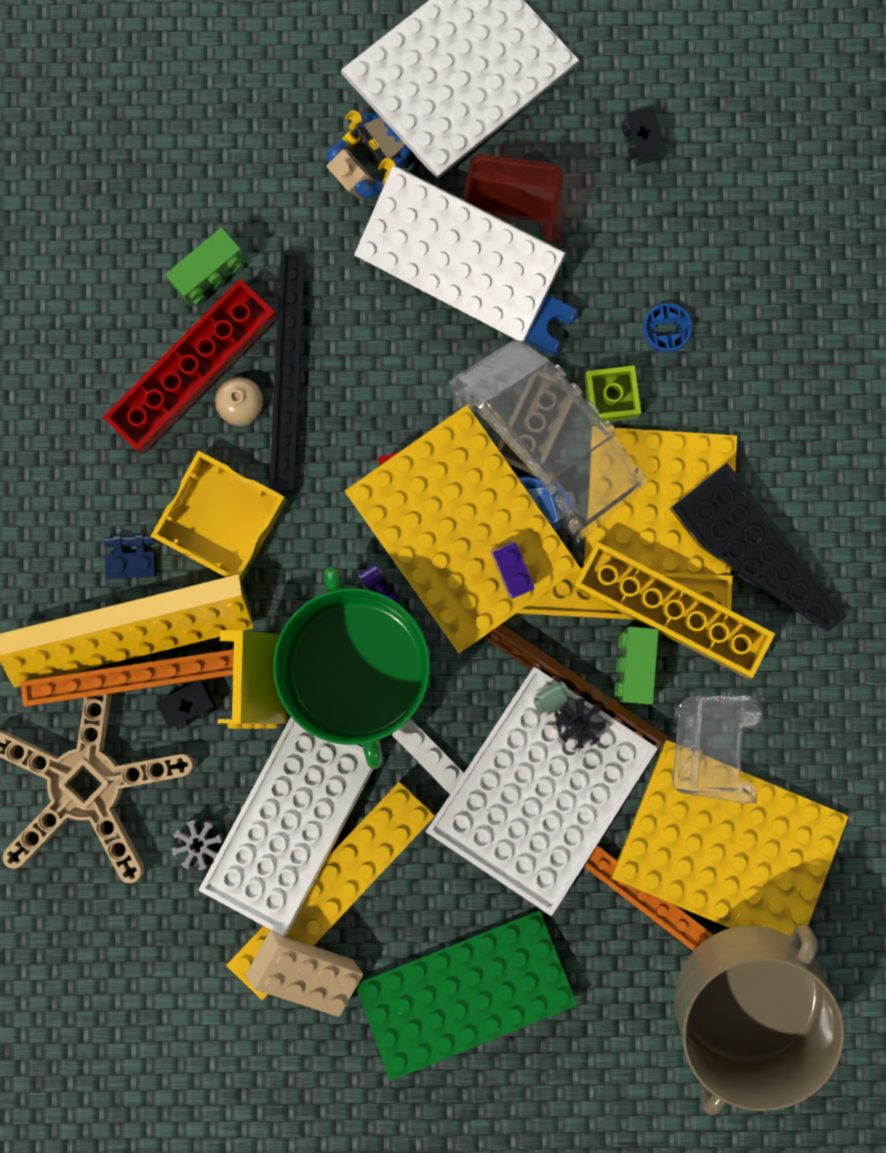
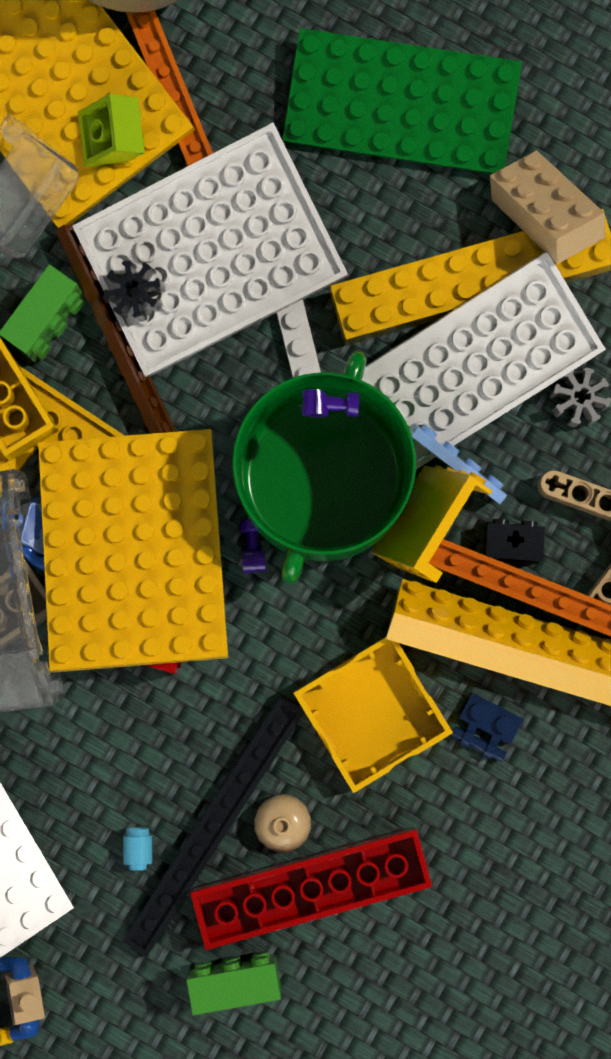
camera: 150 degrees left, 0 degrees up
(271, 740) = (448, 454): none -> light blue plate
(333, 322) = (137, 848): none -> medium azure brick
(379, 705) = (318, 404): none -> dark purple leg
(512, 570) = (106, 475): dark purple brick -> none
(552, 698) = (145, 332): sand green brick -> none
(670, 835) = (111, 130): none -> lime slope

